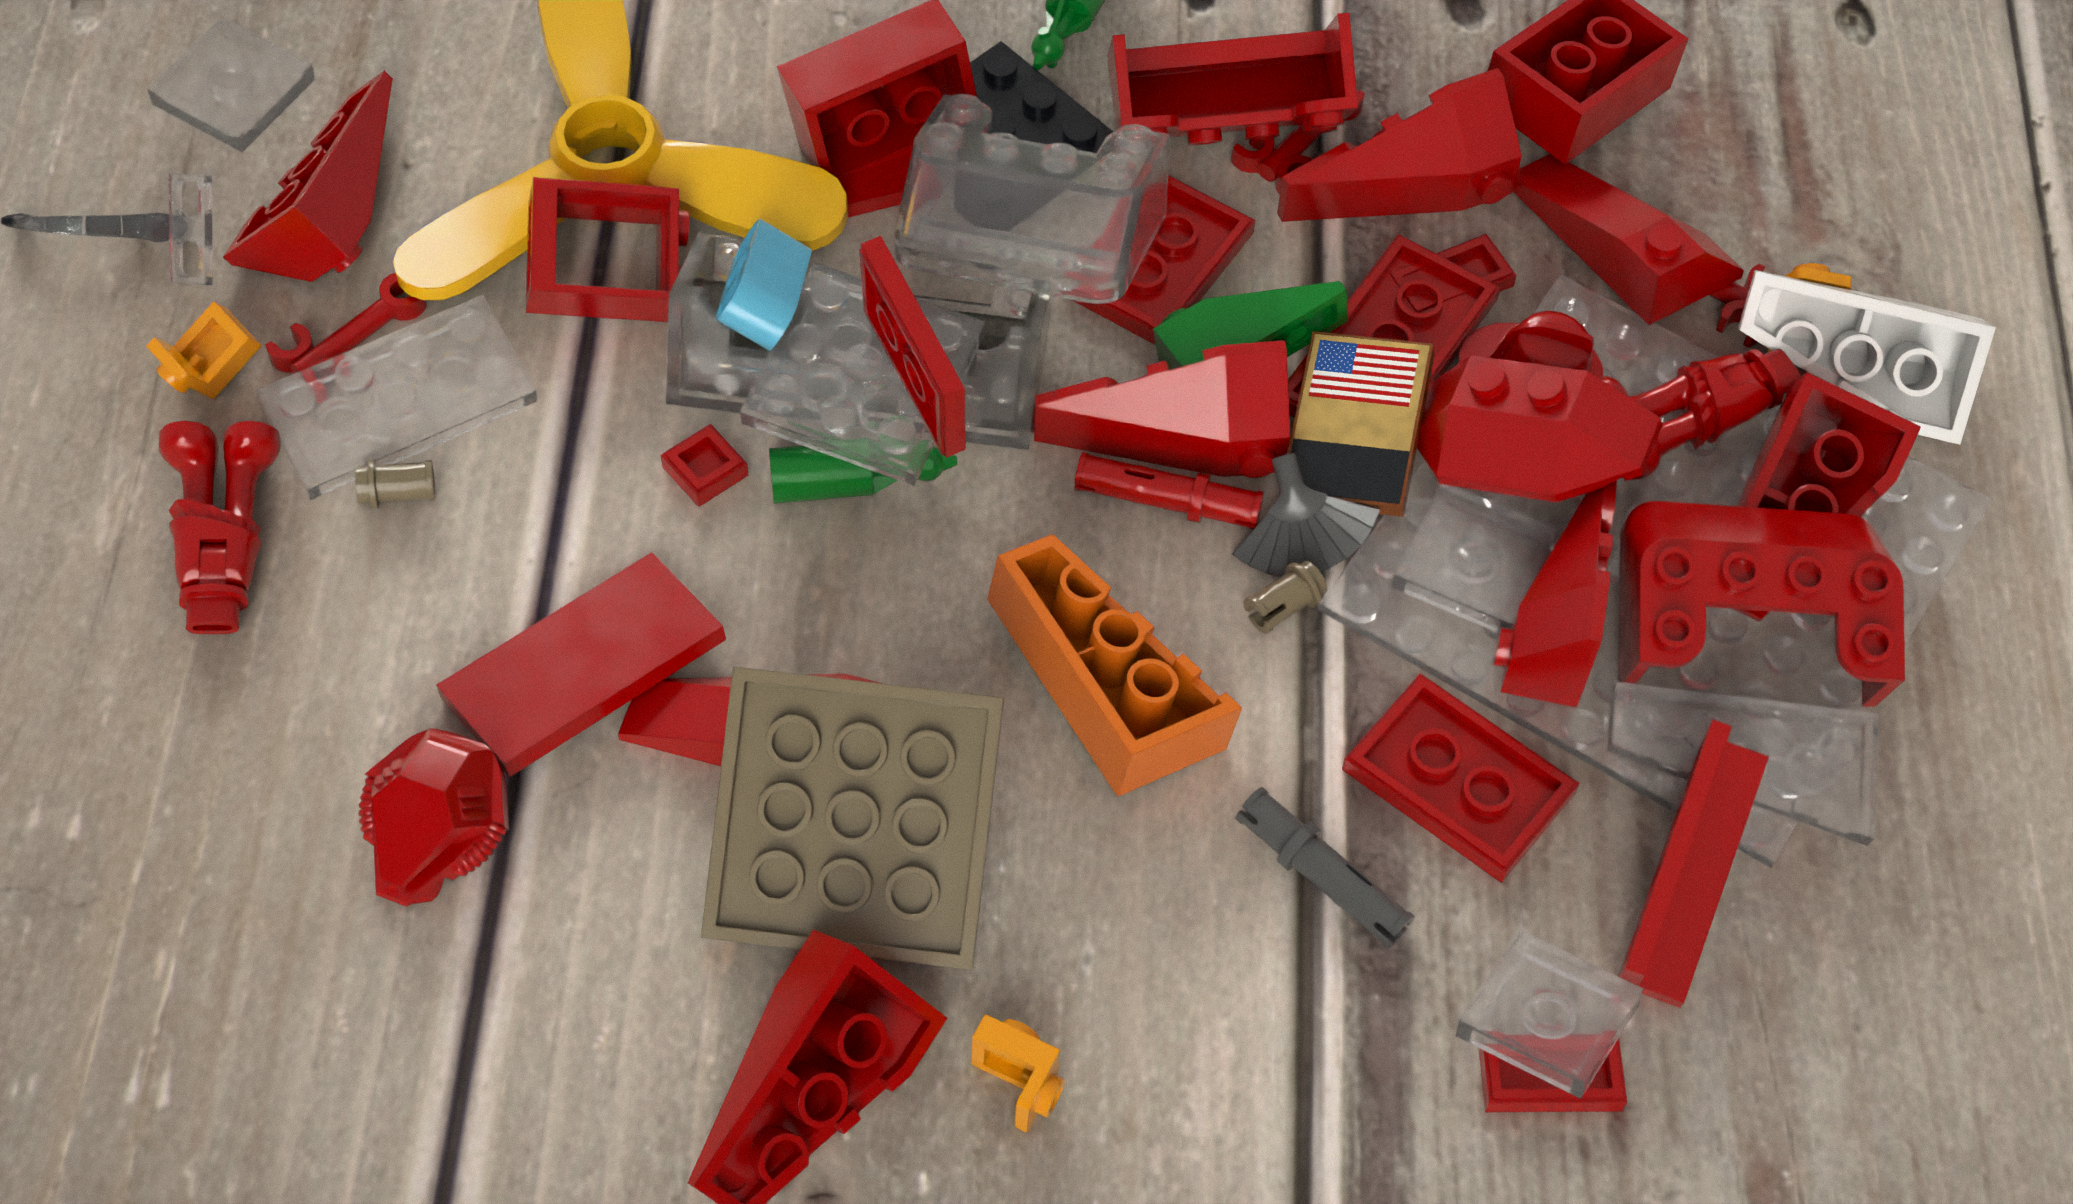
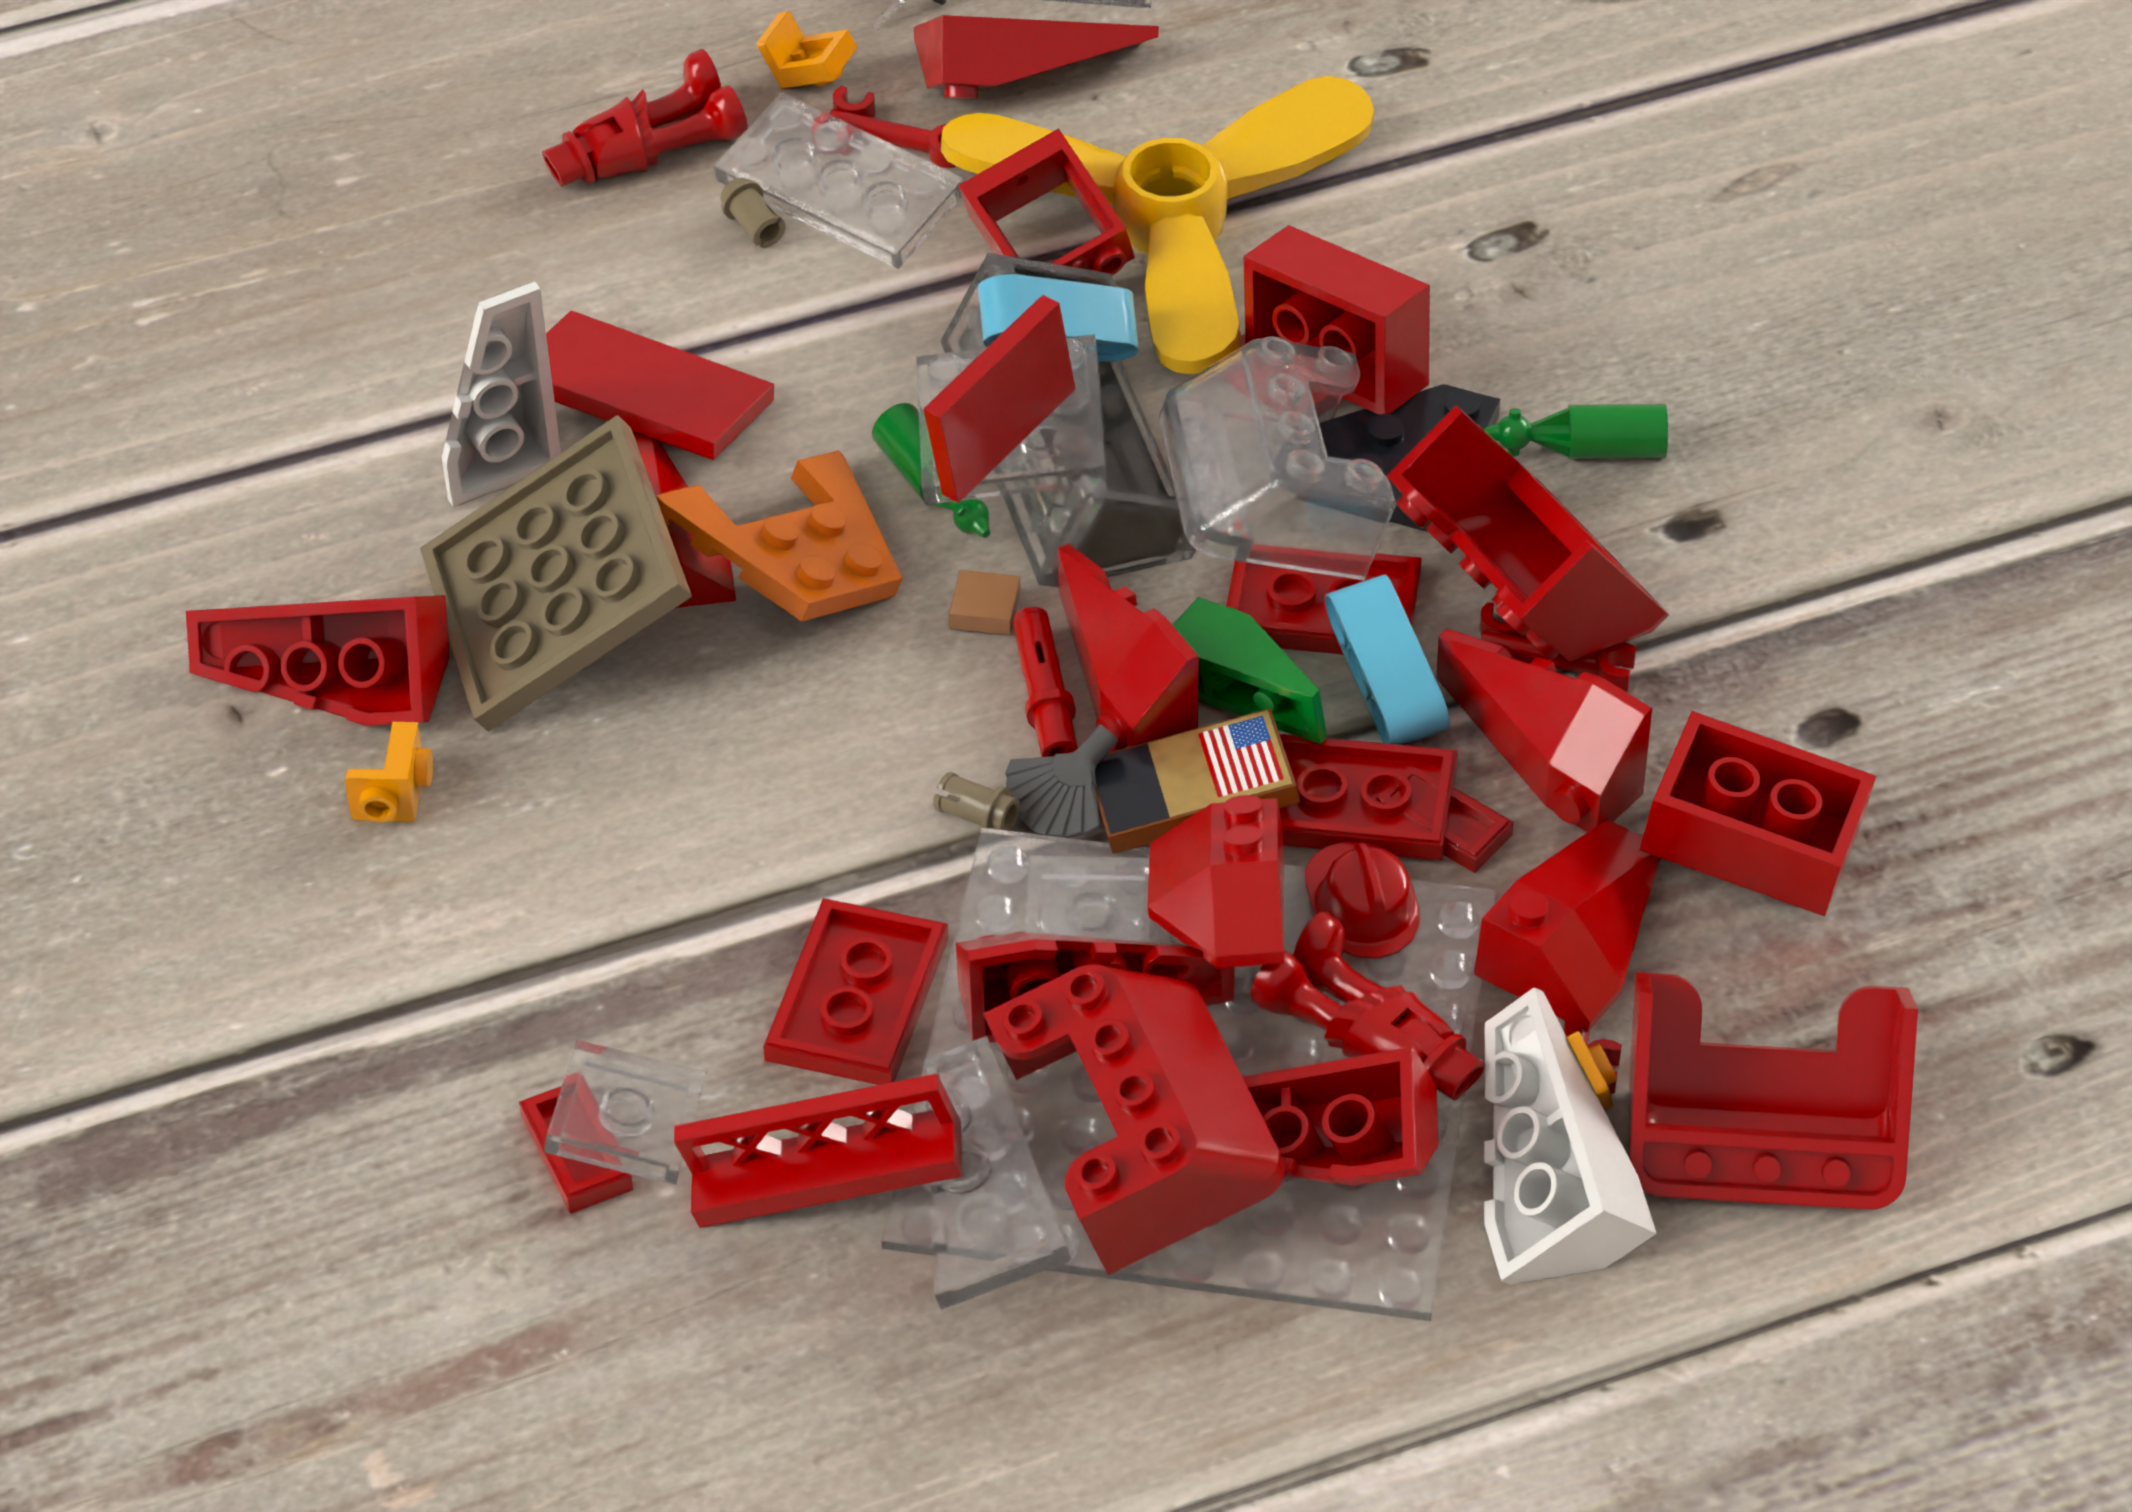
camera: 70 degrees right, 10 degrees down
(432, 813) = (428, 329): red helmet -> none
(592, 776) = (504, 400): none -> white wedge
(704, 465) = (885, 385): red tile -> none
(915, 597) = (802, 559): none -> orange wing
(1030, 497) = (984, 602): none -> medium nougat tile
(1107, 673) = (804, 697): orange wedge -> none
(1283, 235) = (1387, 661): none -> medium azure beam
(1303, 849) = (709, 896): dark grey pin -> none
(1890, 181) = (1771, 1117): none -> red windscreen

